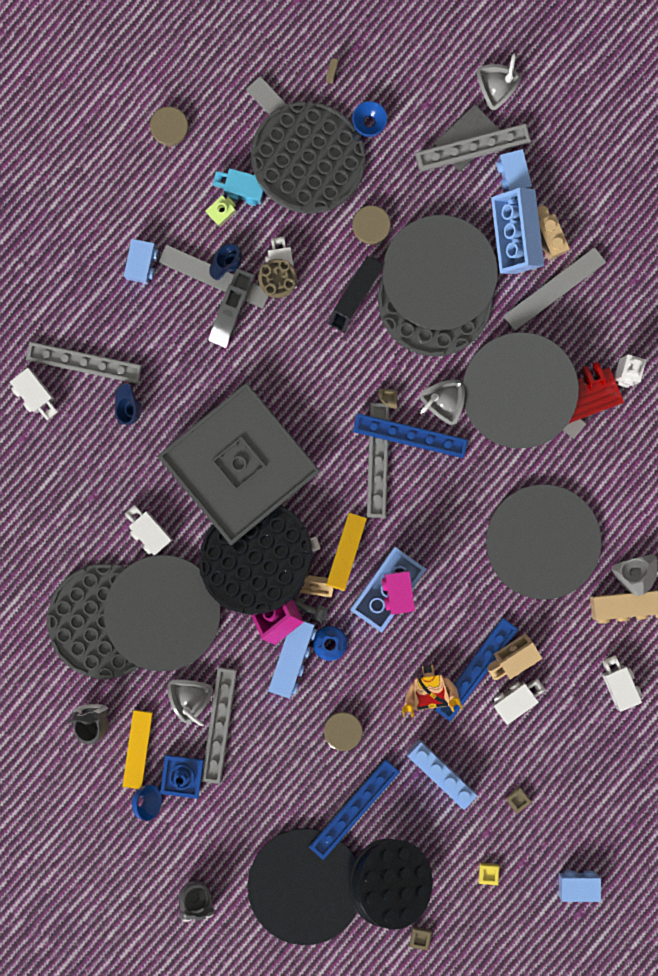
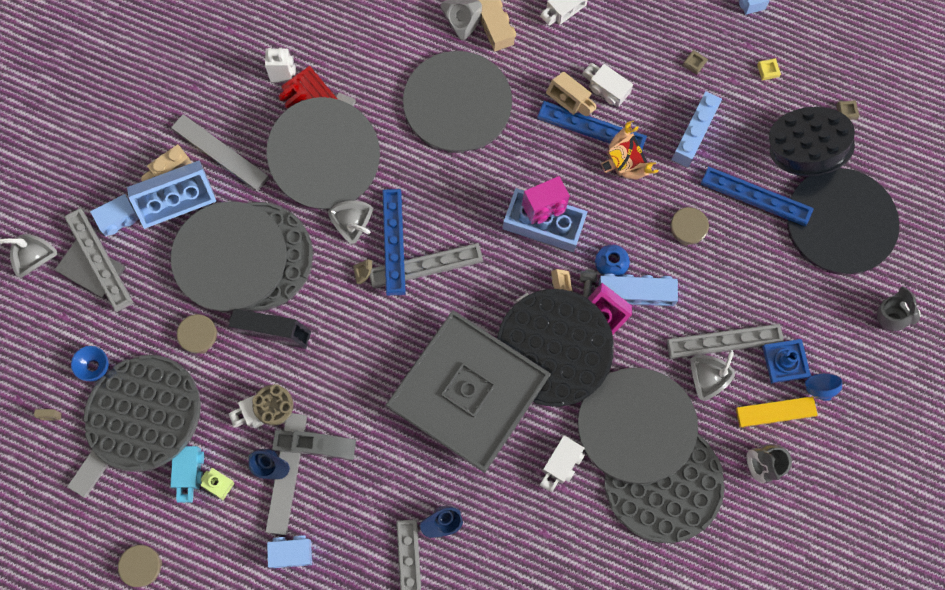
camera: 110 degrees left, 15 degrees down
(346, 551) = (522, 267): yellow tile -> none

